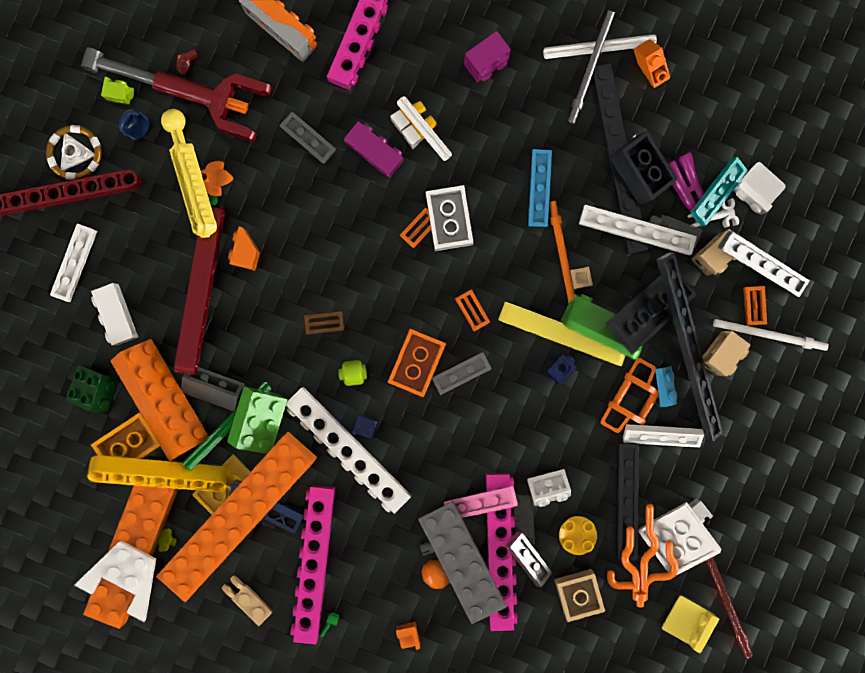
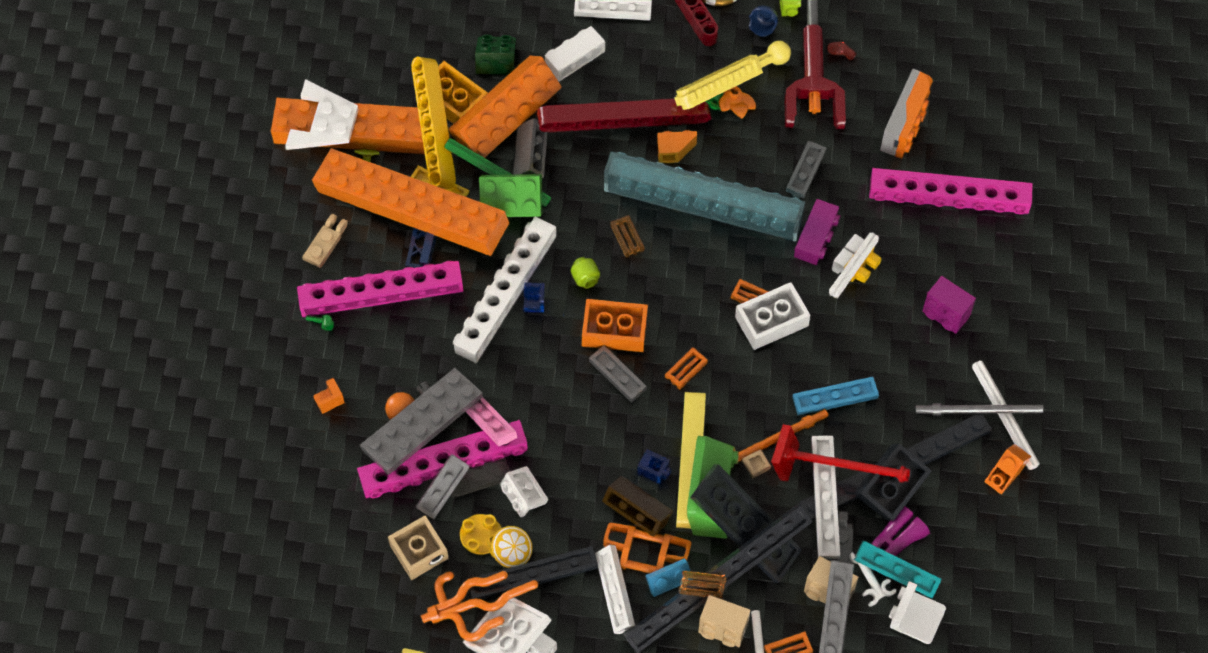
camera: 75 degrees right, 25 degrees down
(309, 241) = (703, 196): none -> clear light blue brick
(588, 249) = (787, 451): none -> red tile
(595, 394) = (637, 506): none -> dark brown brick
(599, 513) = (511, 546): none -> dish
(696, 364) = (702, 576): none -> clear orange tile

